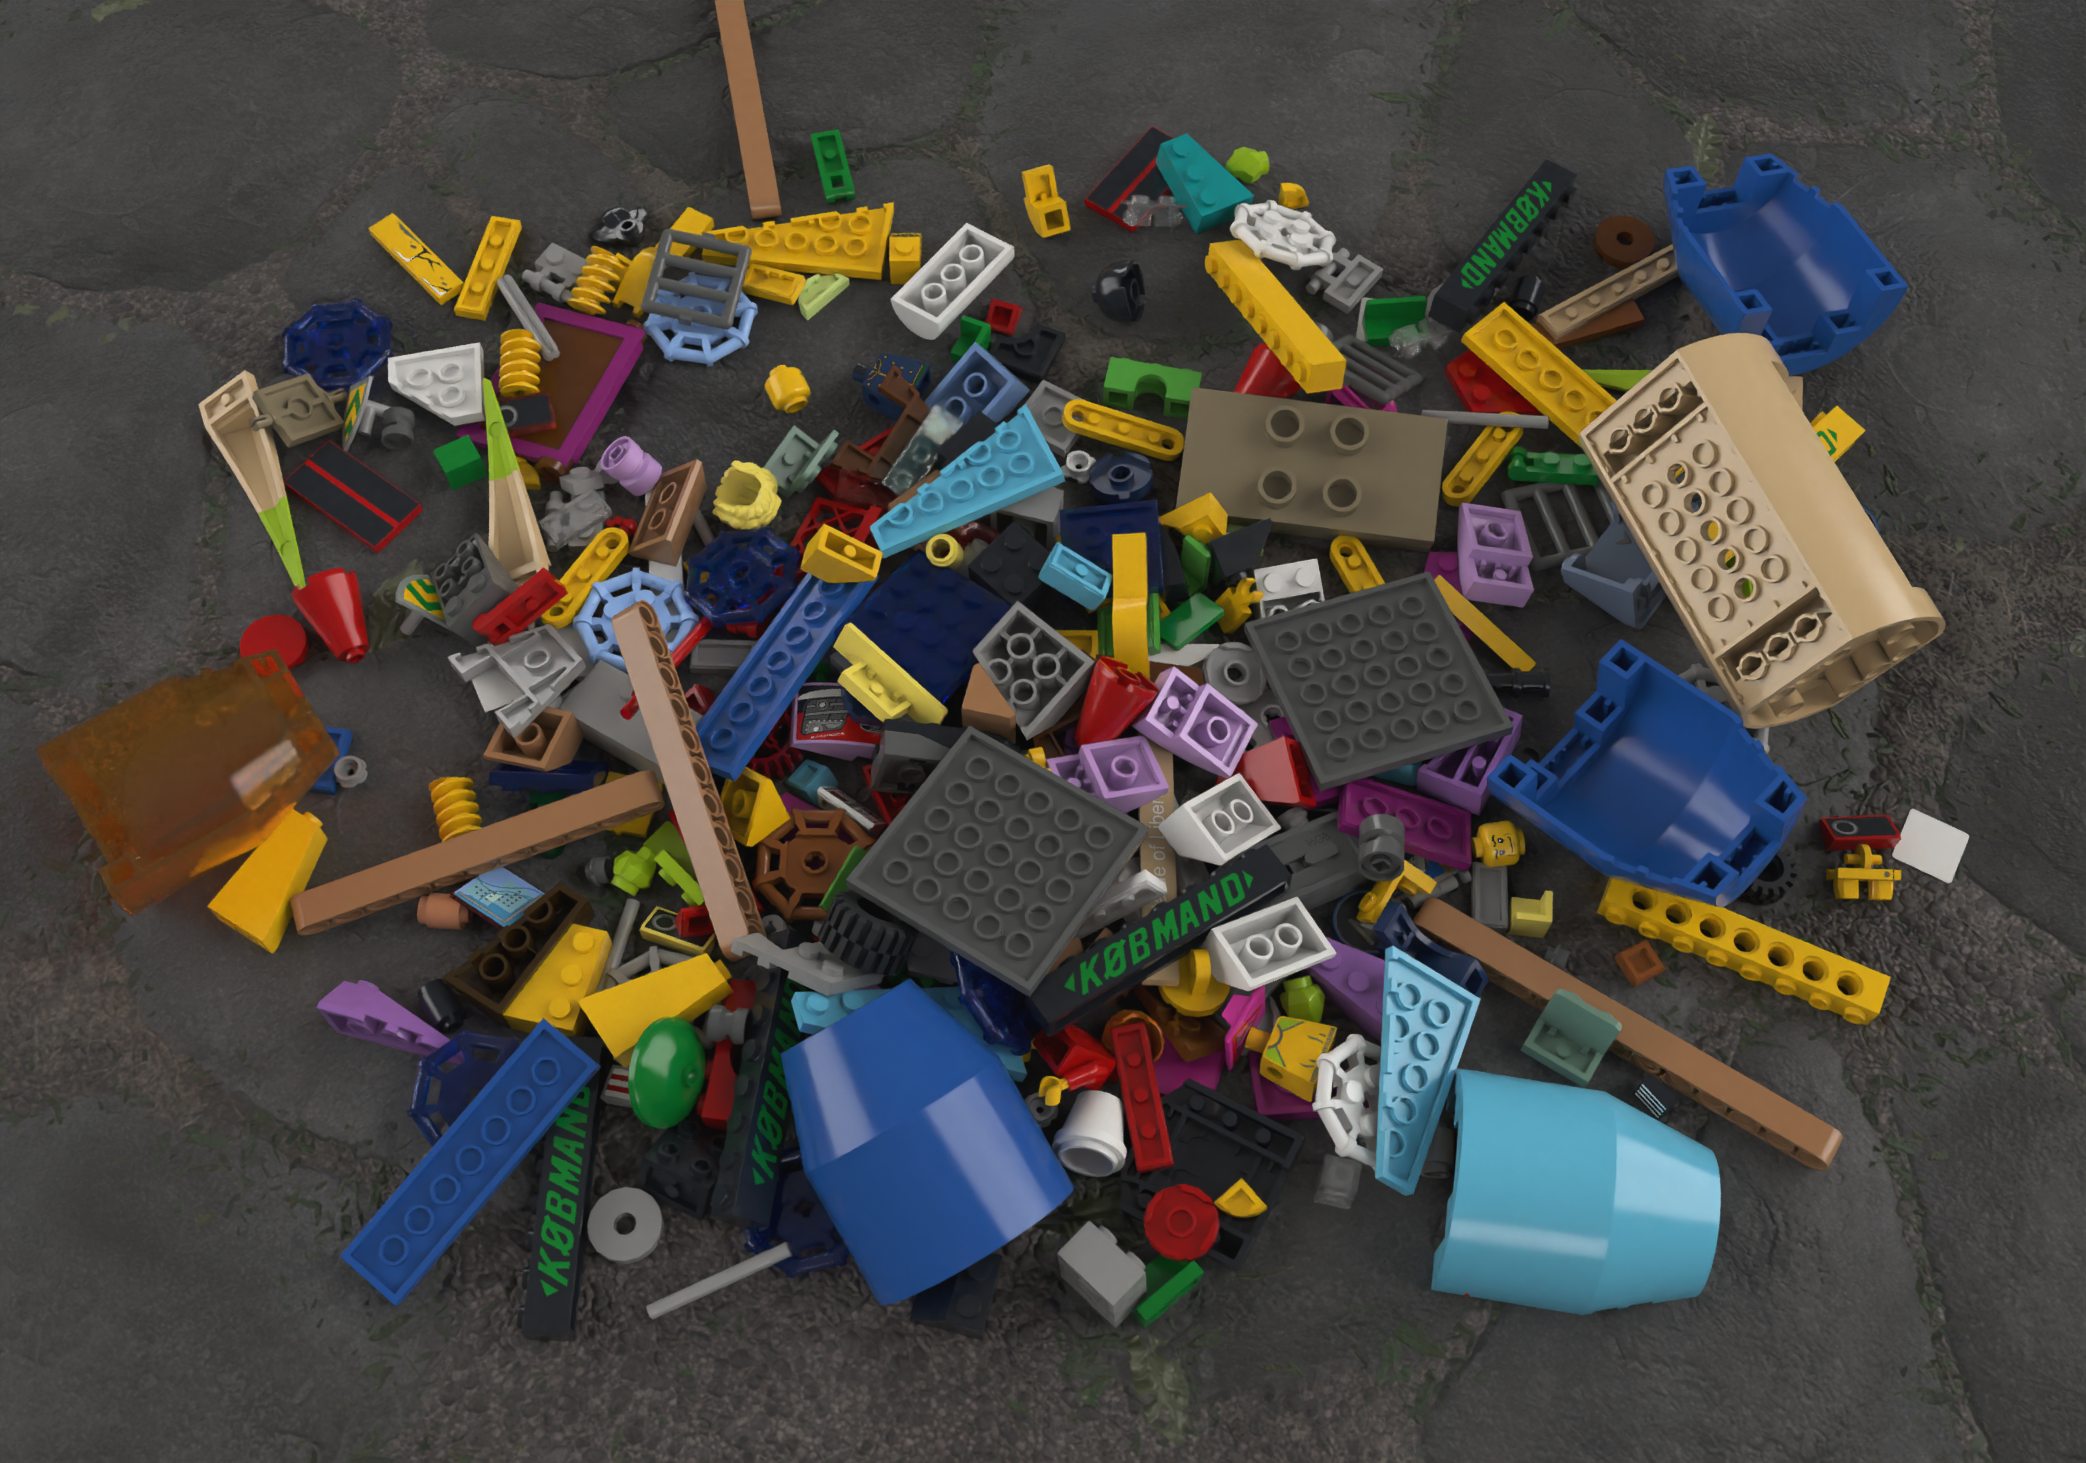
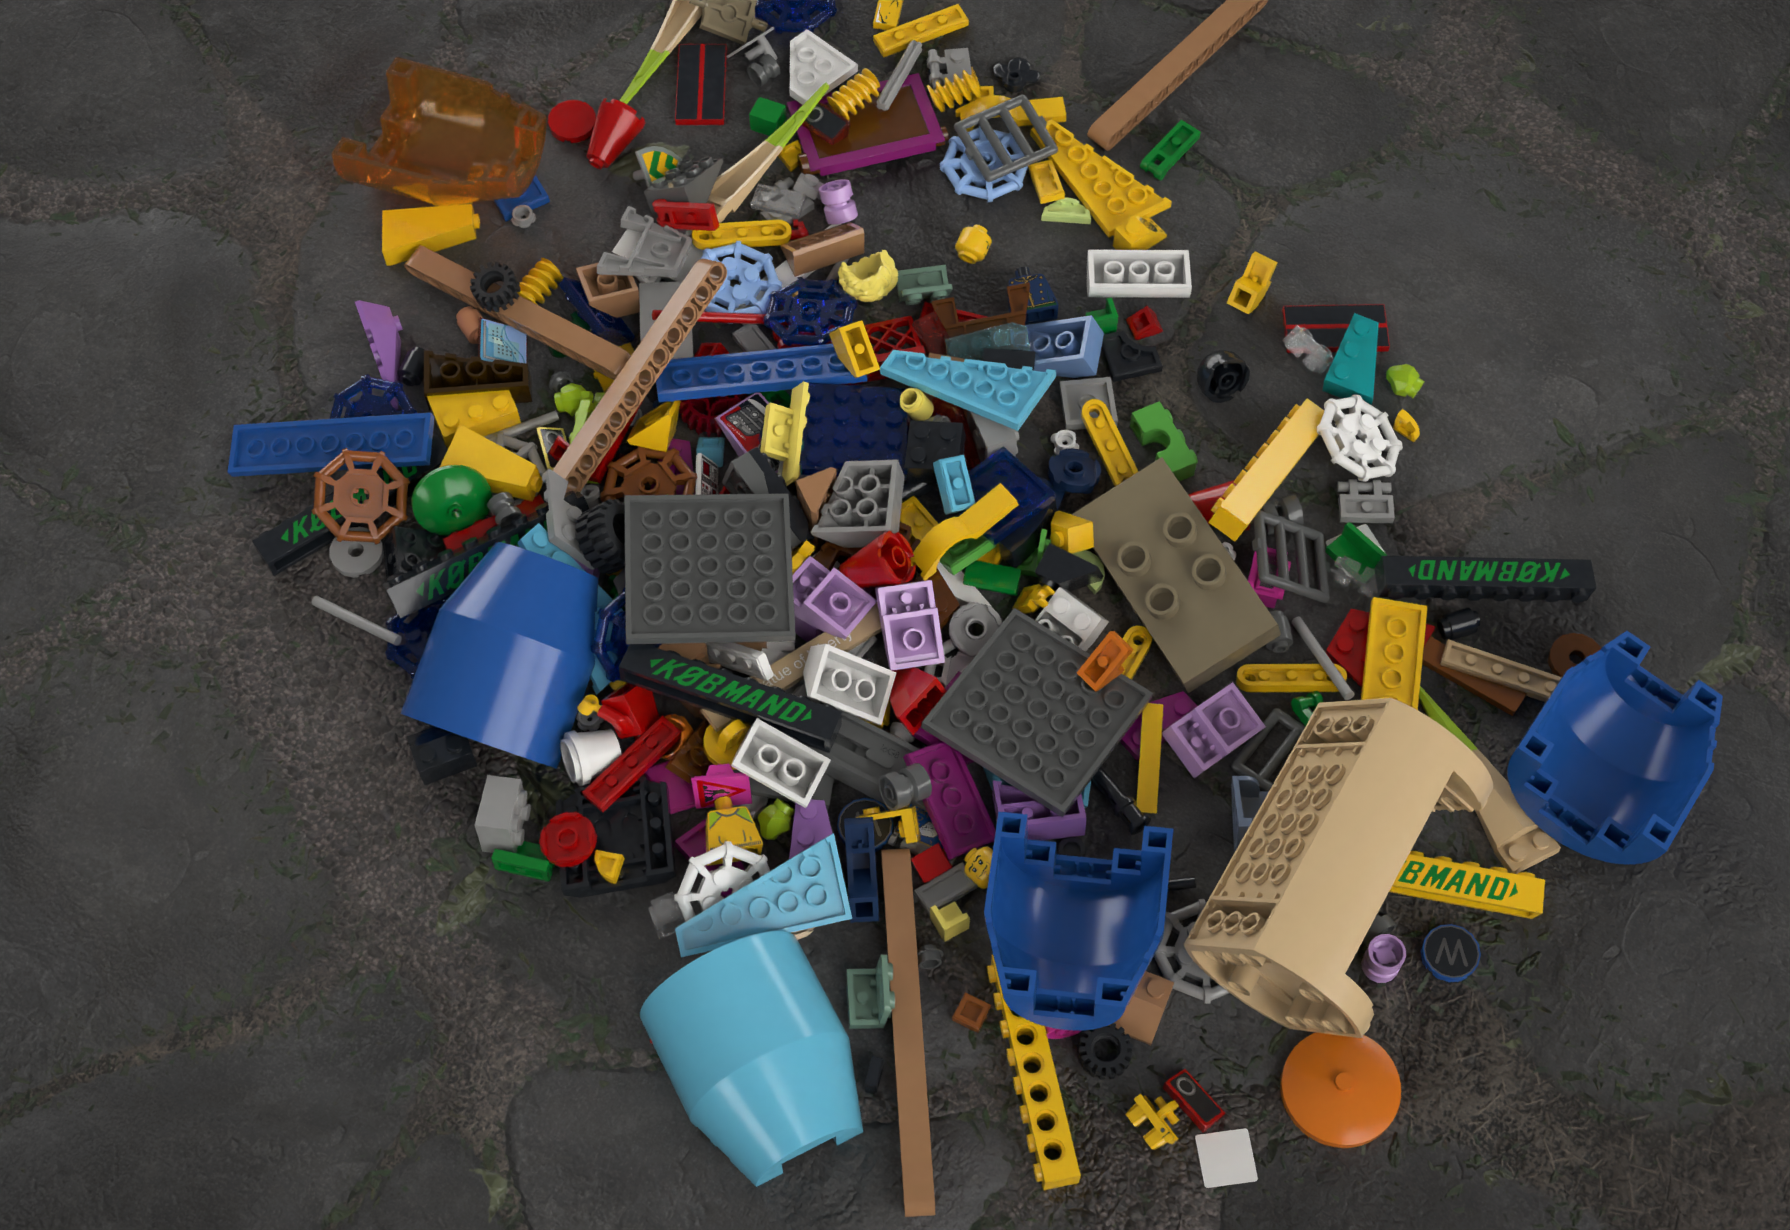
camera: 55 degrees right, 0 degrees up
(421, 834) = (488, 277): none -> black tyre
(555, 1172) = (349, 506): none -> dark orange plate
(1376, 582) = (1105, 661): none -> orange slope
(1458, 888) = (931, 863): none -> red slope
(1925, 709) = (1340, 1089): none -> orange dish

